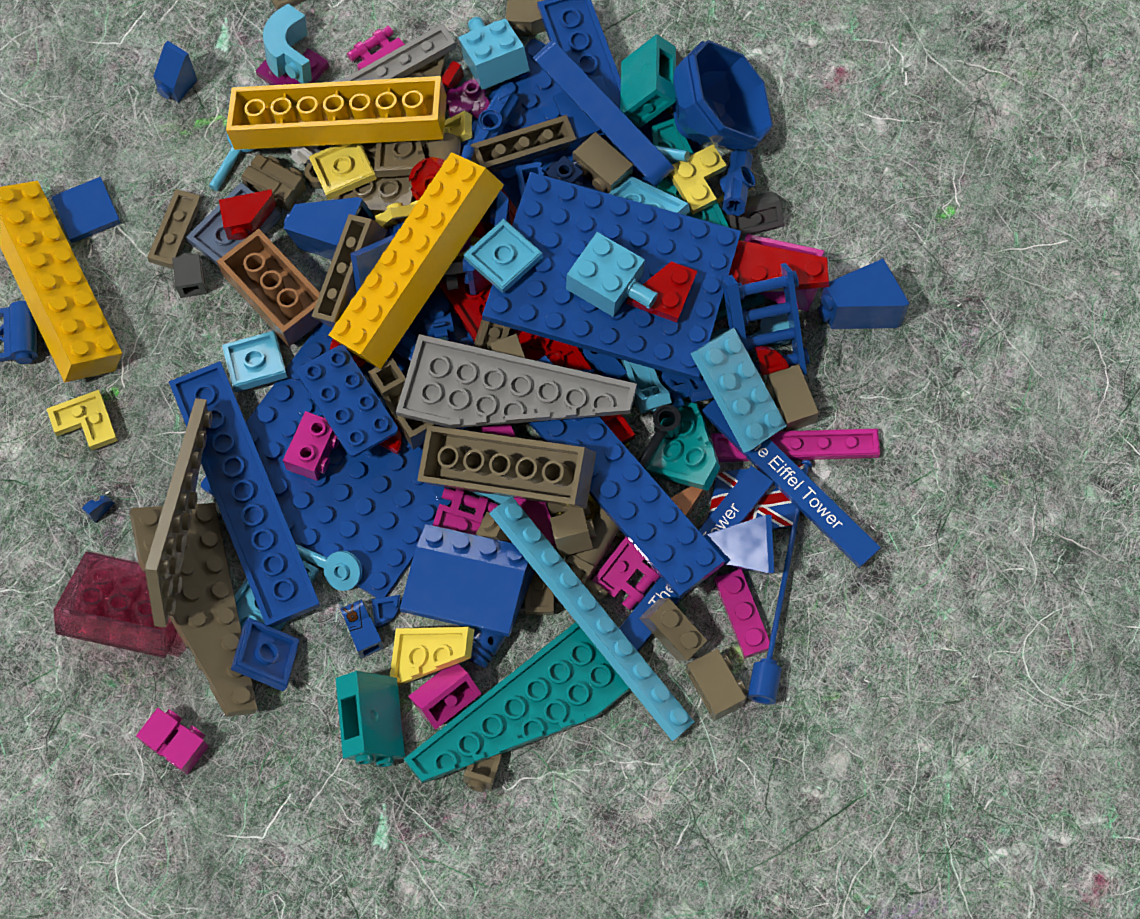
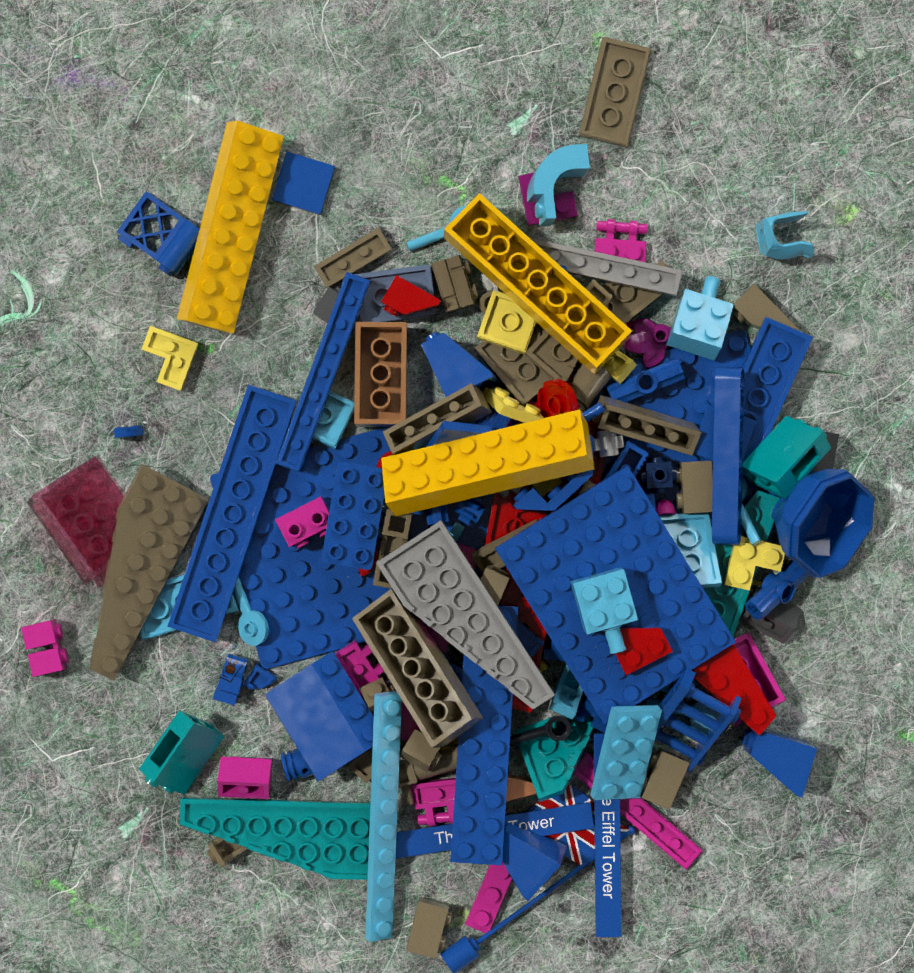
camera: 40 degrees right, 20 degrees up
(170, 539) = (165, 510): dark tan wing -> none
(174, 73) = (453, 129): blue slope -> none
(224, 323) = (323, 372): none -> blue tile
(265, 654) = (151, 645): blue tile -> none
(428, 650) = (259, 738): light yellow wing -> none
(453, 75) = (654, 312): red tile -> none
(503, 256) = (547, 519): medium azure tile -> none
(507, 177) = (608, 443): none -> white gear
(673, 629) = (431, 869): dark tan brick -> none
(770, 360) = (672, 744): red tile -> none

